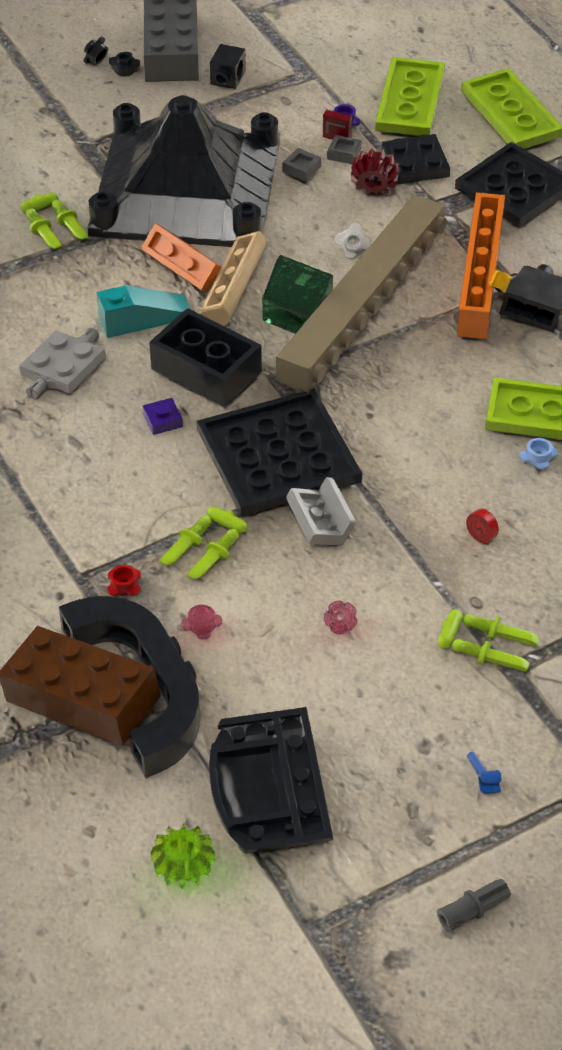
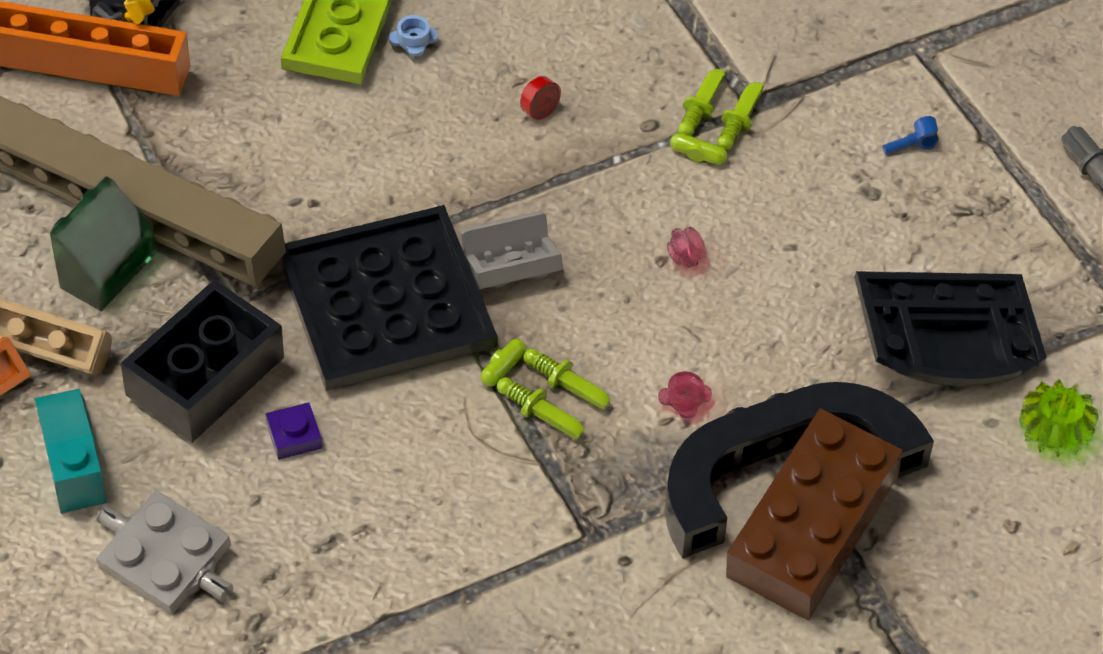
camera: 90 degrees left, 5 degrees up
(124, 581) = (612, 467): red plate -> none

